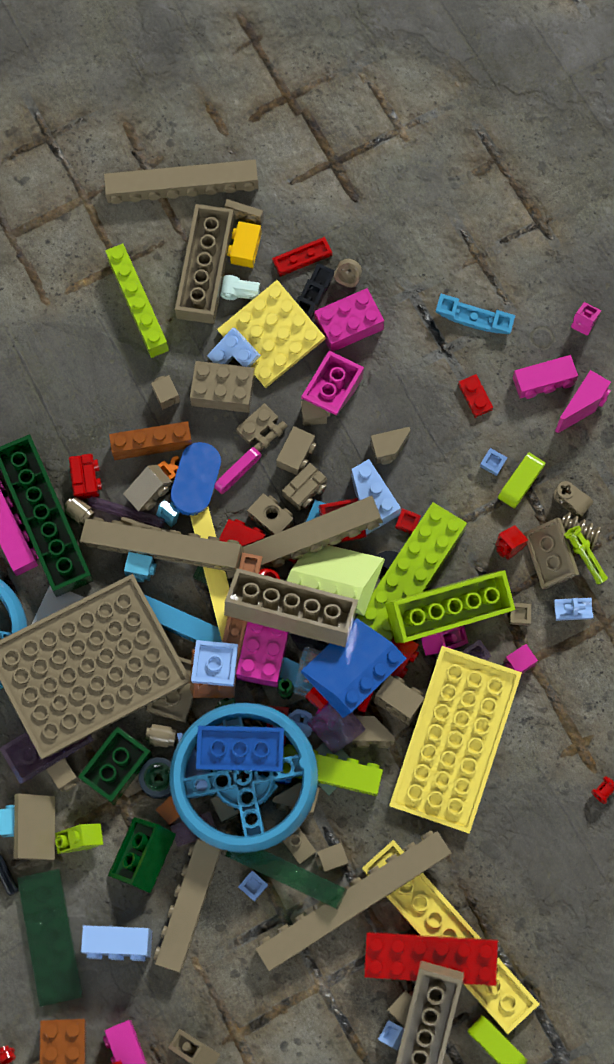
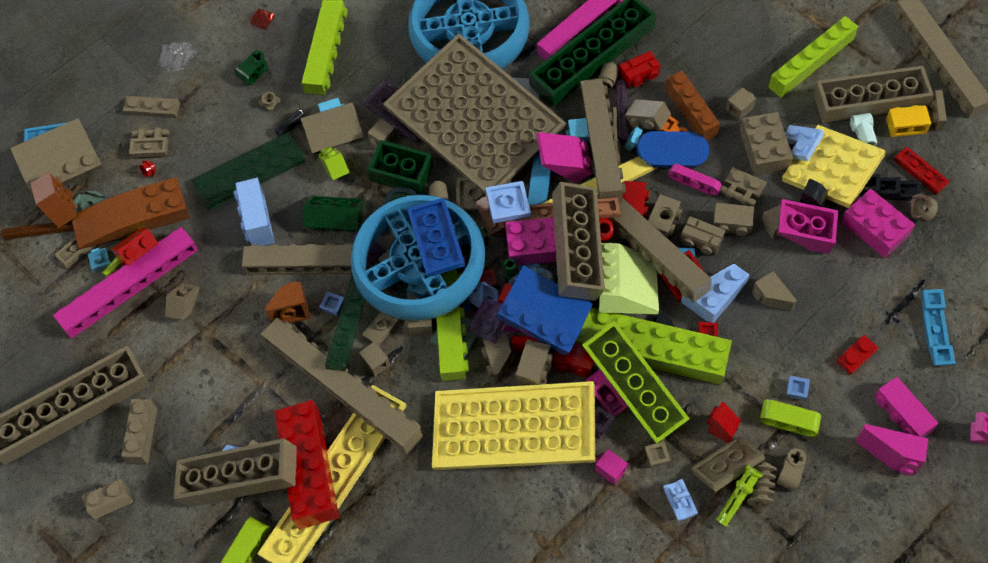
camera: 75 degrees right, 10 degrees down
(170, 587) = (565, 155): none -> dark pink slope
(244, 927) = (288, 304): none -> dark orange slope
(304, 366) = (814, 194): none -> black brick

